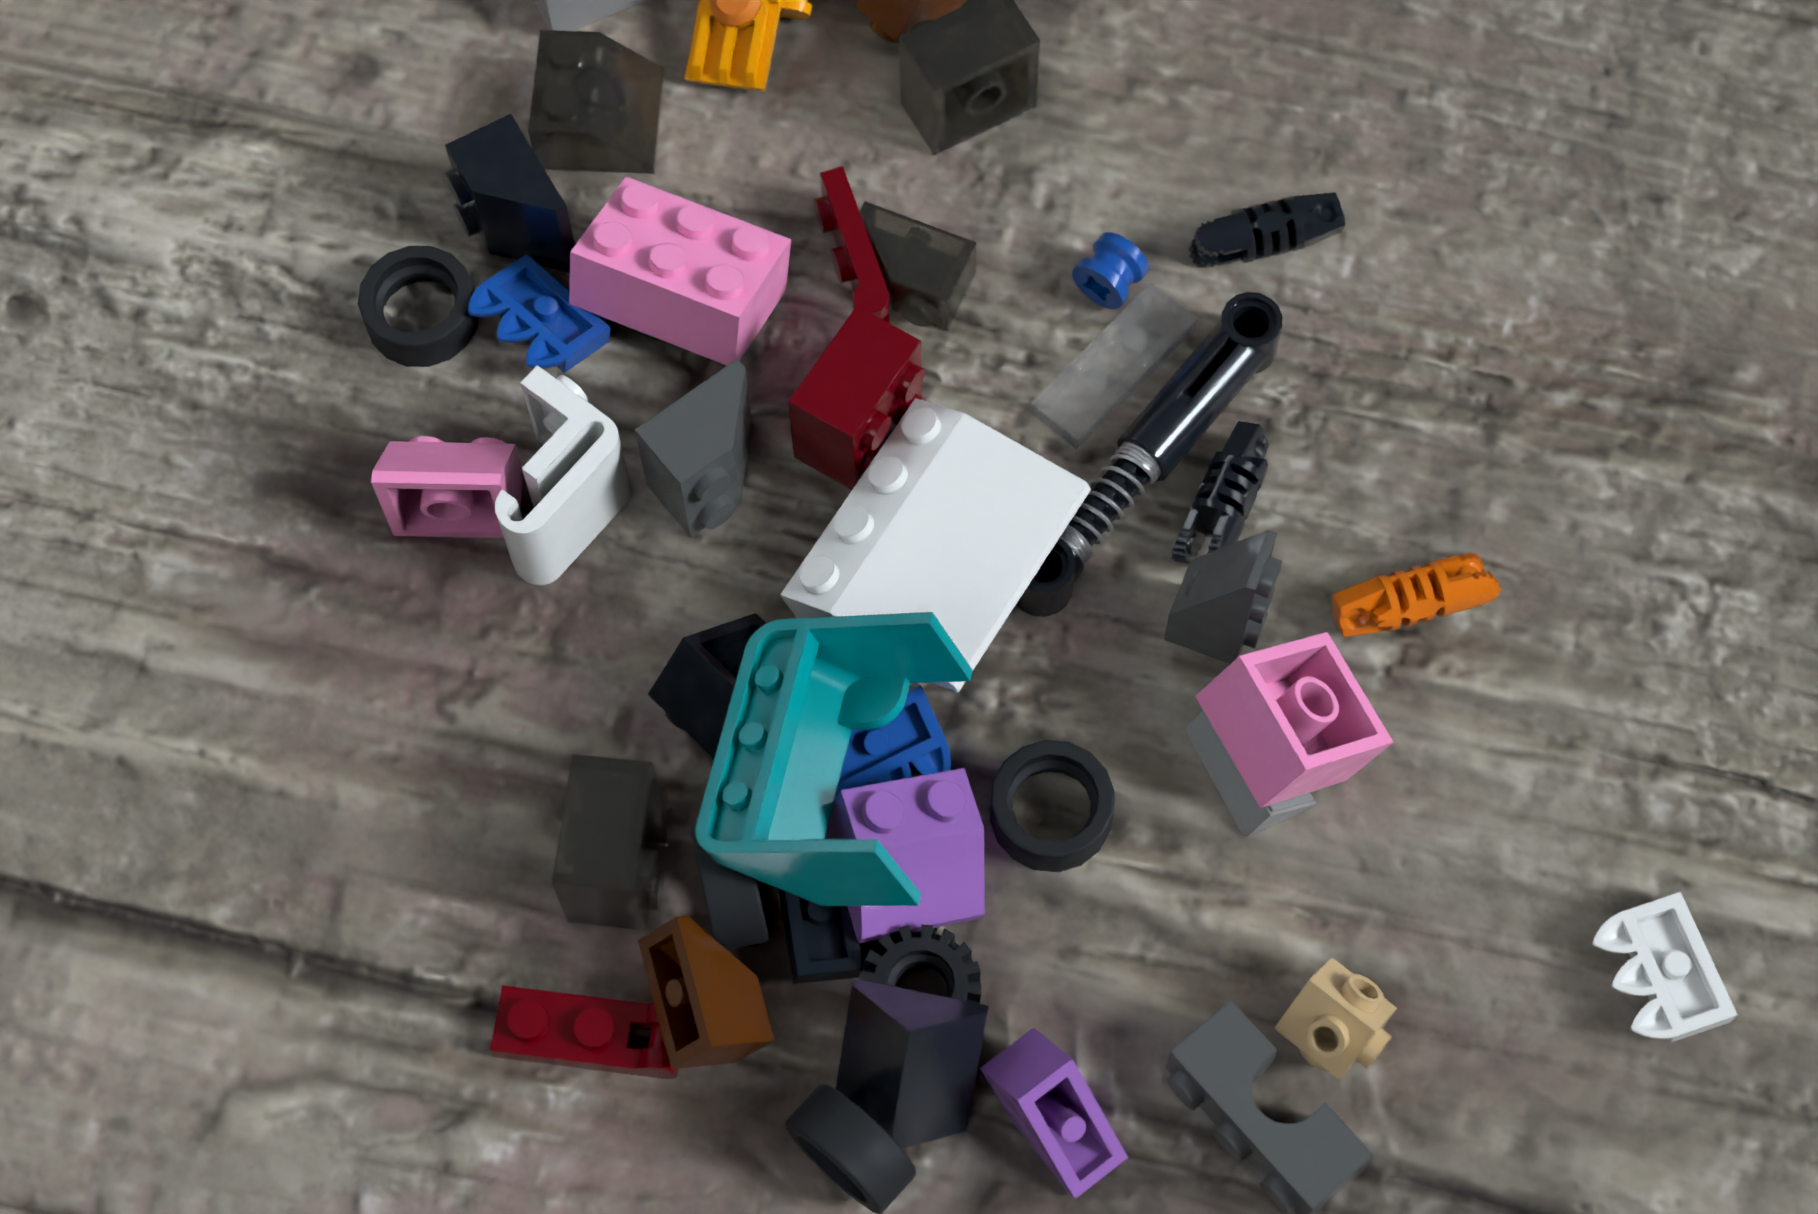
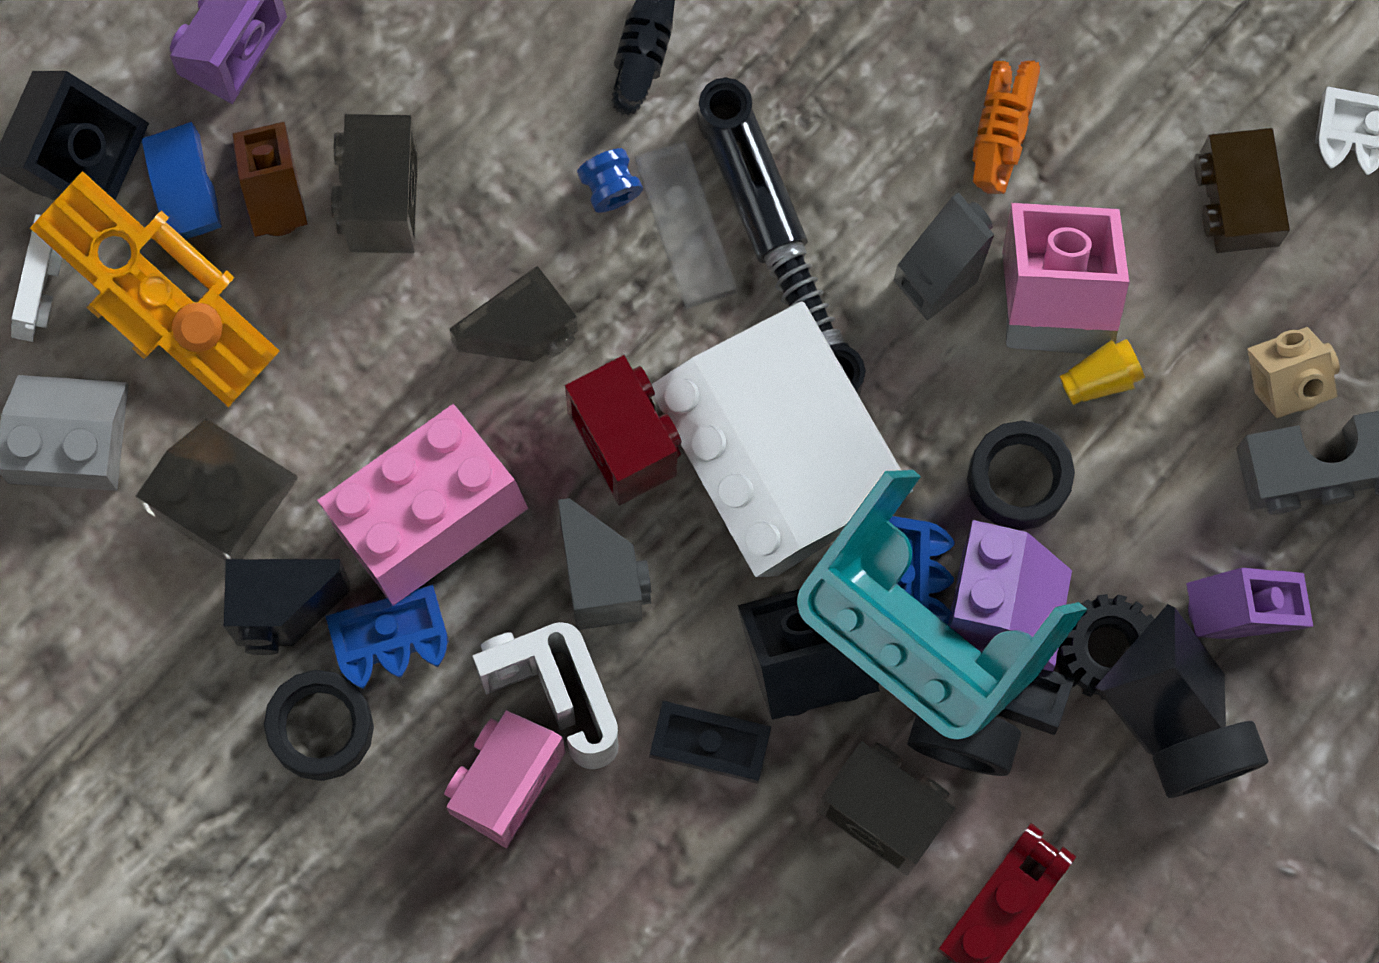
camera: 65 degrees left, 10 degrees up
(597, 655) = (710, 742): none -> black plate
(703, 997) = (1040, 805): reddish brown slope -> none
(854, 255) = (480, 362): dark red plate -> none
(1214, 831) = (1103, 373): none -> yellow cone
(1225, 493) = (848, 209): black hinge -> none
(1511, 861) = (1243, 189): none -> dark brown piece

